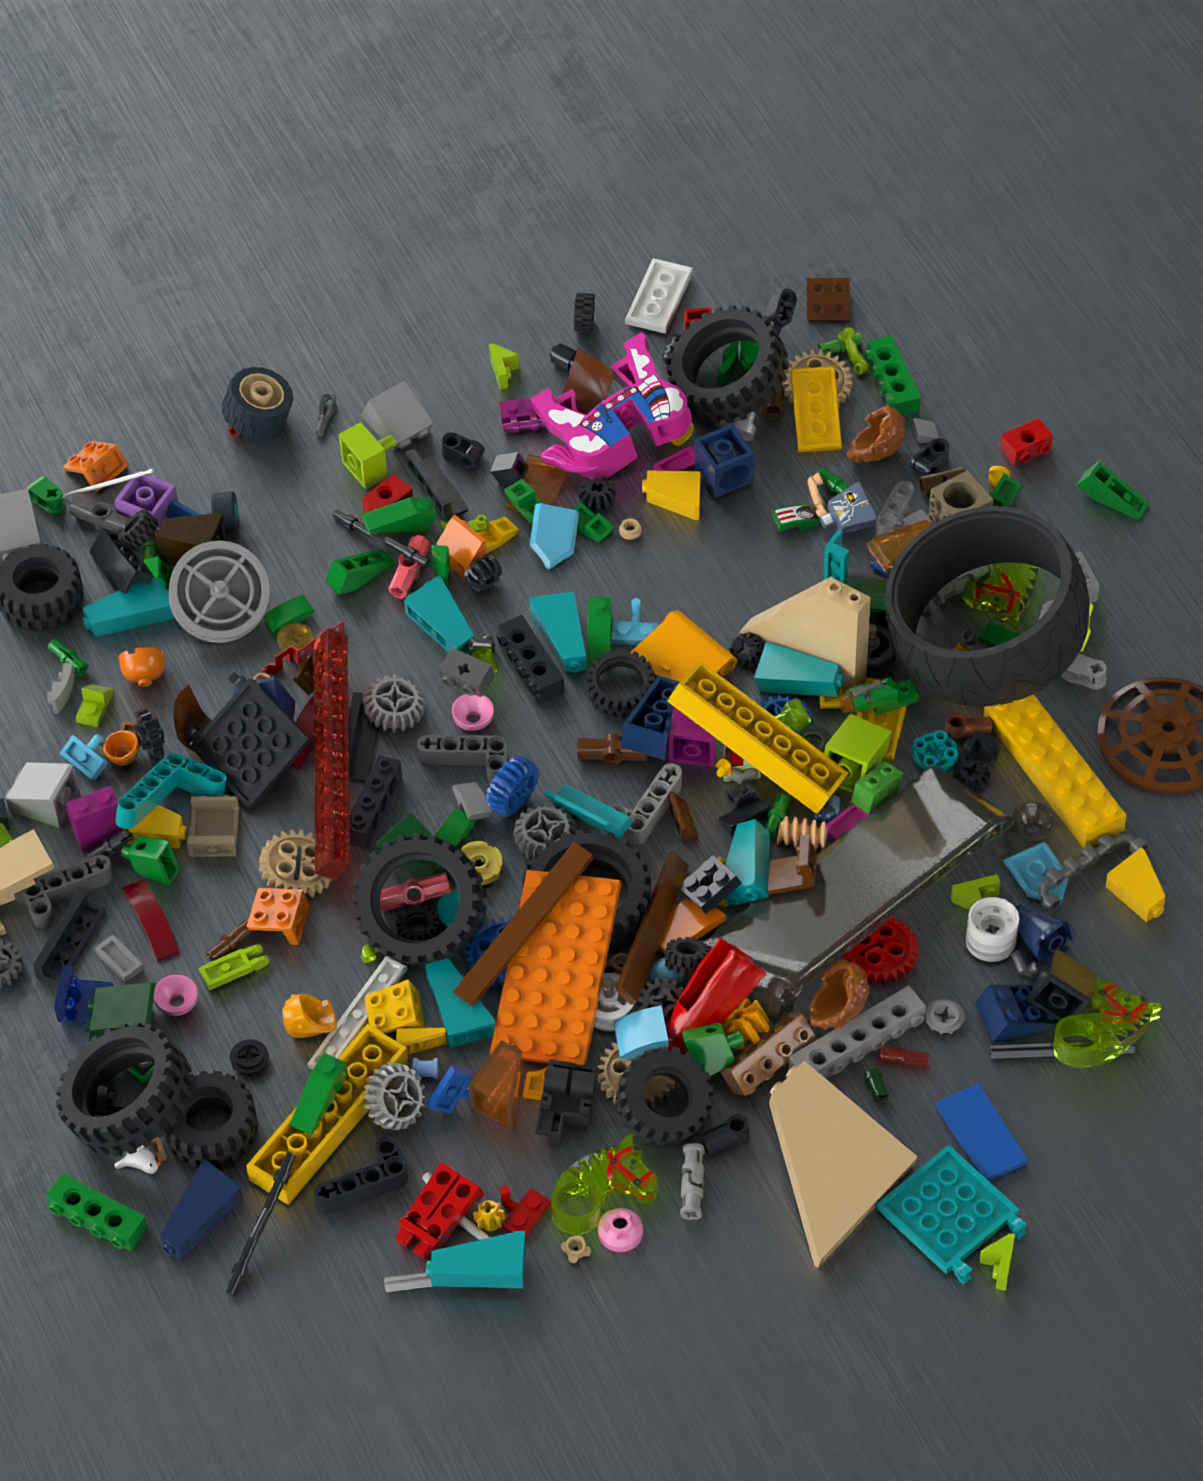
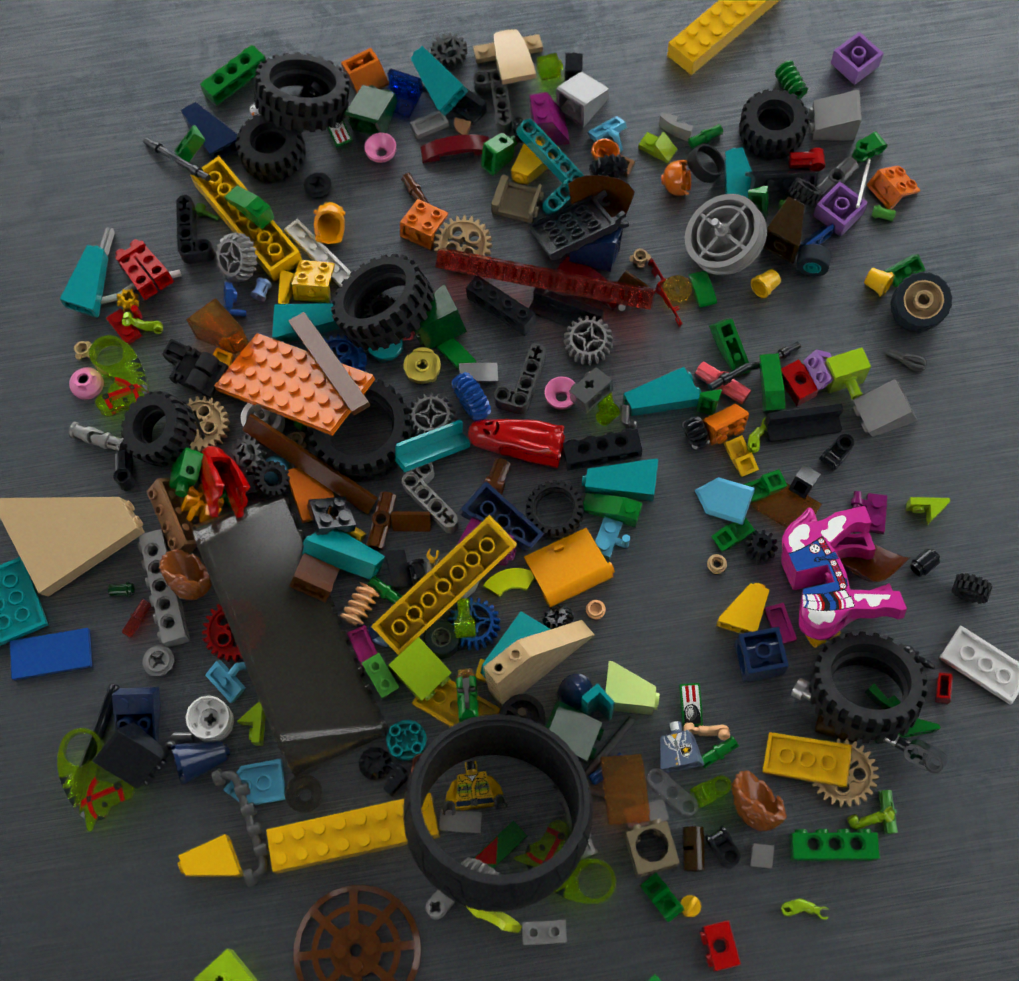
camera: 110 degrees right, 15 degrees up
(55, 1046) = (365, 70): none -> orange slope
(62, 945) = (439, 82): none -> teal slope
(78, 547) = (812, 159): none -> red piece
(113, 649) = (698, 170): none -> black tyre
(115, 919) = (462, 126): none -> medium nougat tile
(136, 463) = (883, 213): none -> bright green pin
(206, 438) = (905, 268): none -> green slope
(228, 1224) = (190, 144): none -> green slope
(233, 451) = (879, 281): none -> yellow piece
(233, 966) = (393, 187): lime hinge -> none
(268, 553) = (765, 283): none -> yellow piece
(327, 1173) = (201, 211): none -> bright green hand
(370, 476) = (818, 369): none -> medium lavender bracket
(513, 1174) = (155, 326): none -> lime arm
(547, 730) = (521, 439): none -> red piece
(640, 1032) = (219, 429): medium azure slope -> none
(704, 843) = (379, 531): none -> reddish brown piece
(722, 622) = (595, 609): none -> light nougat plate
(805, 561) = (630, 691): none -> yellowish green slope
(828, 299) = (948, 817): reddish brown bracket -> none
(877, 479) = (710, 791): none -> clear neon green piece
(940, 936) = (226, 680): none -> medium azure plate
(959, 392) = (799, 905): none -> lime arm

